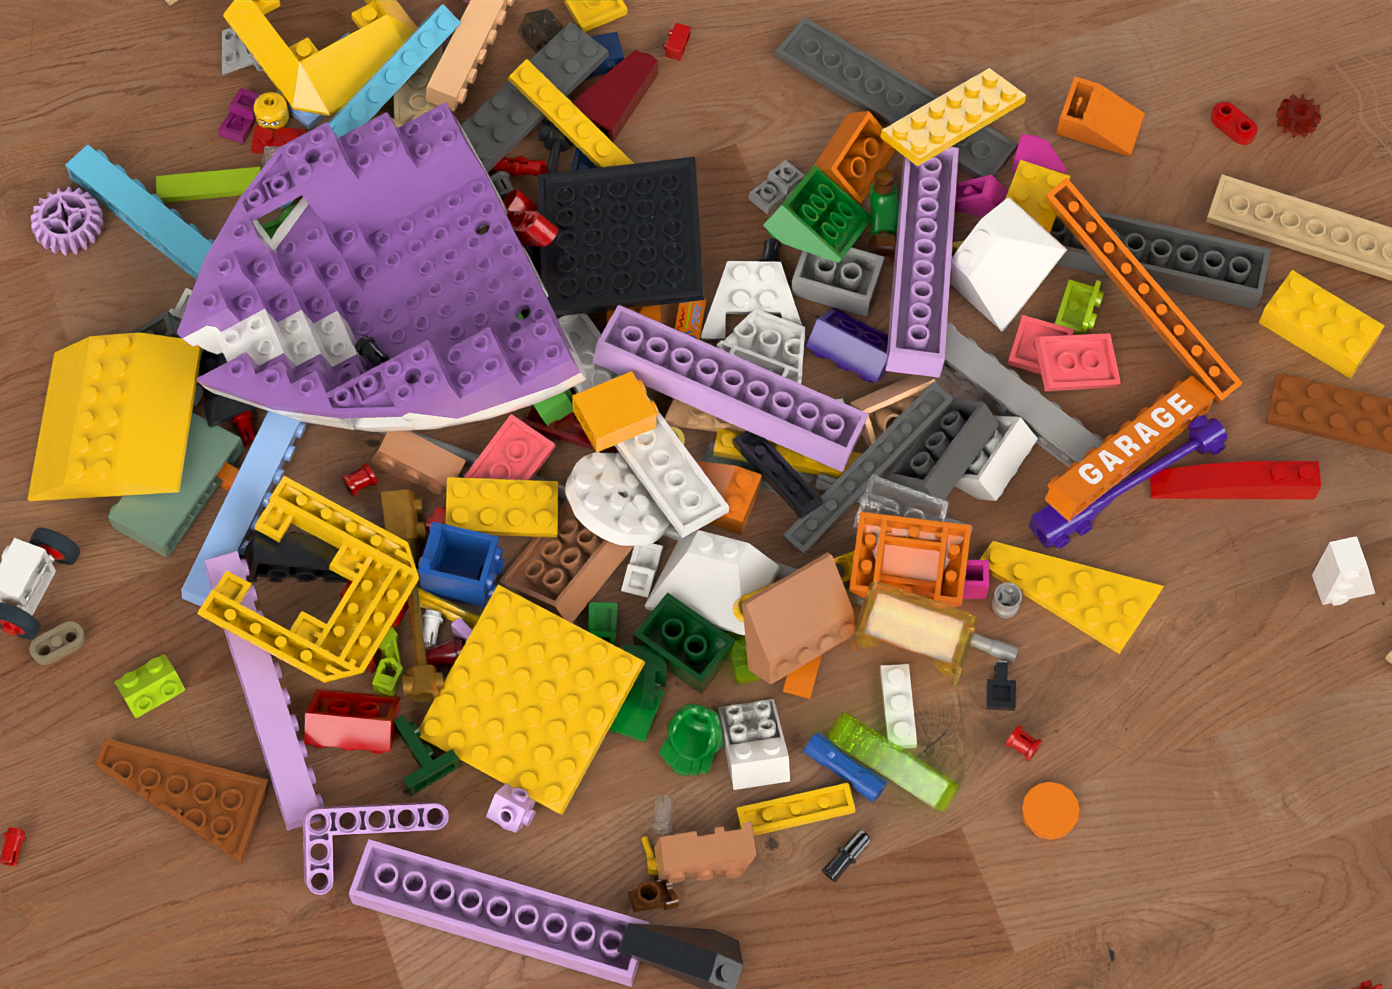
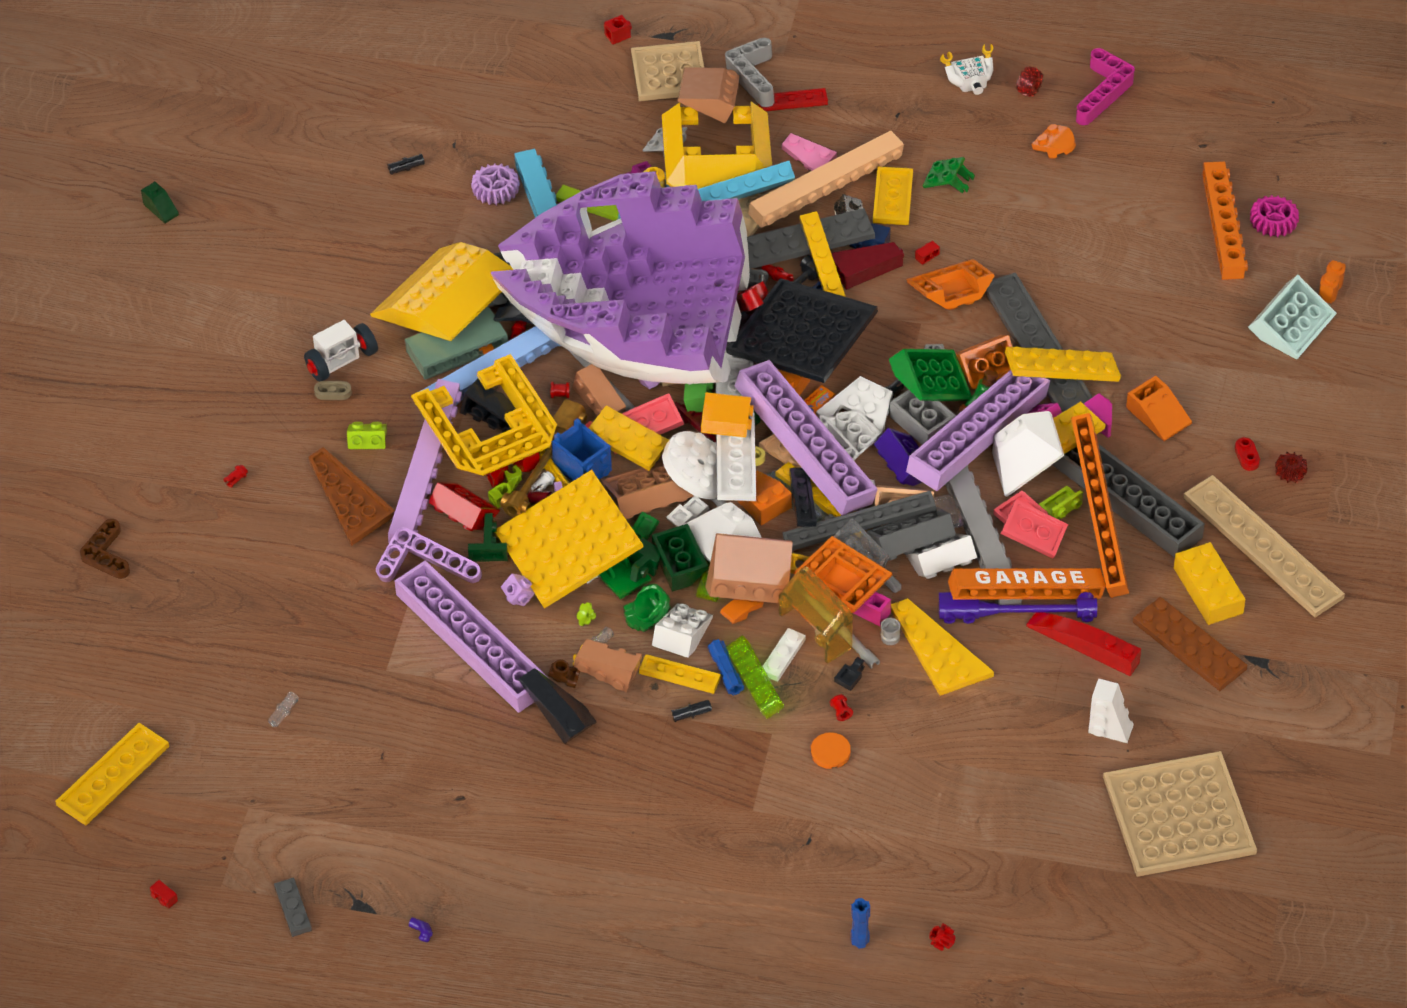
camera: 35 degrees right, 15 degrees down
(619, 792) = (585, 614): none -> lime plant
(742, 68) = (954, 284): none -> orange slope

